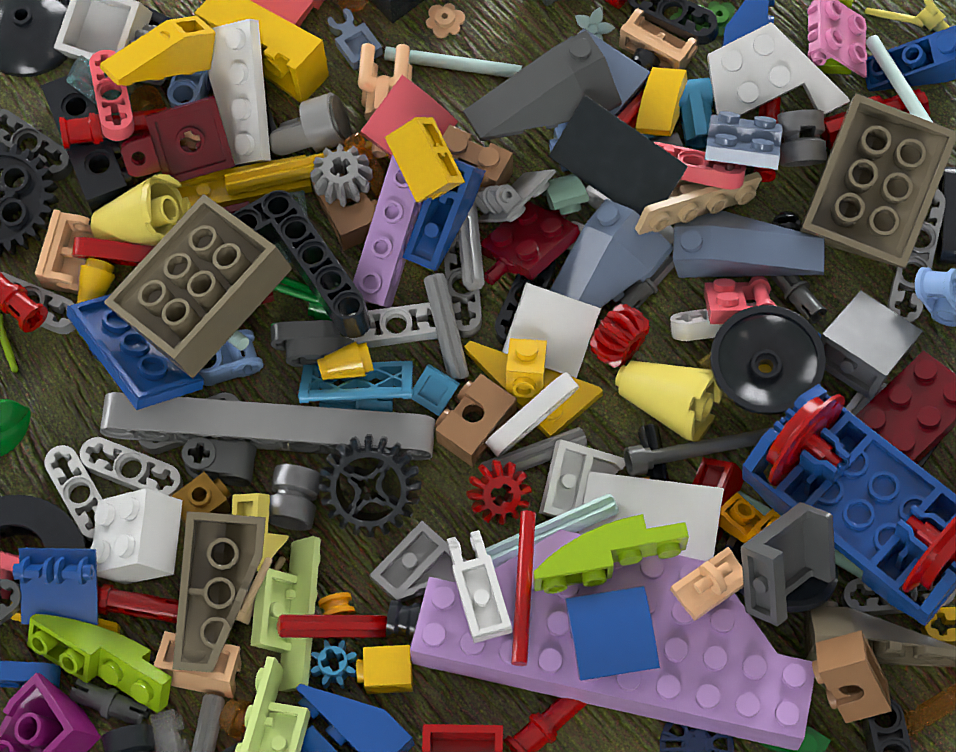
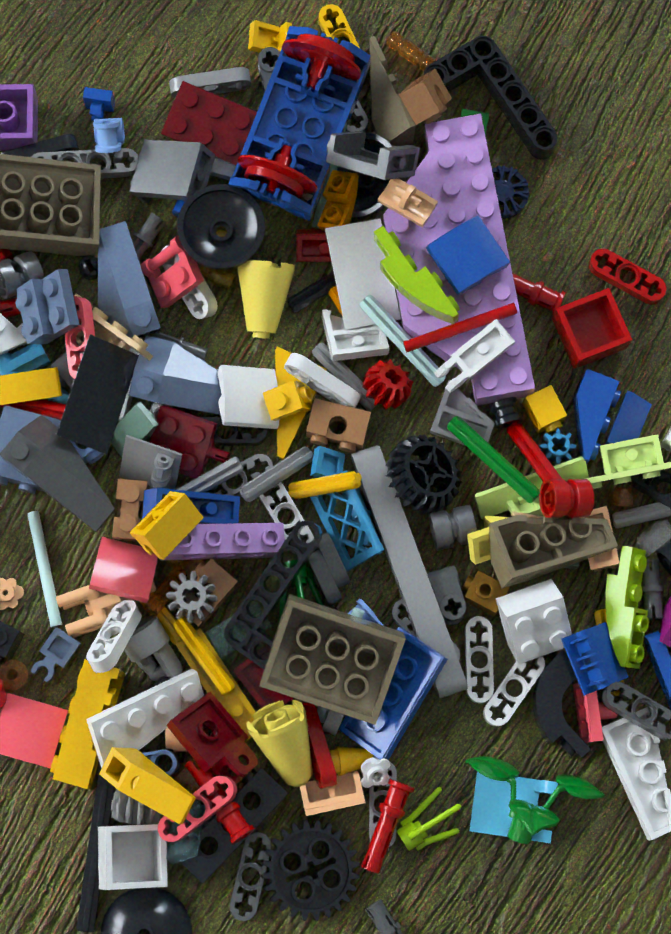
camera: 120 degrees left, 10 degrees up
(61, 296) = (372, 766): none -> white plate
(136, 604) = (574, 601): red pin -> none
(254, 625) = (566, 498): none -> red wheel
(311, 53) = (106, 652): none -> white beam
(337, 604) = (518, 461): light orange bush -> none
(346, 362) = (339, 530): yellow cone -> none
(349, 572) = (493, 459): none -> green axle
(405, 367) = (325, 485): none -> yellow axle
(619, 335) = (233, 346): red gear -> none
(640, 459) = (322, 296): dark grey piece -> none

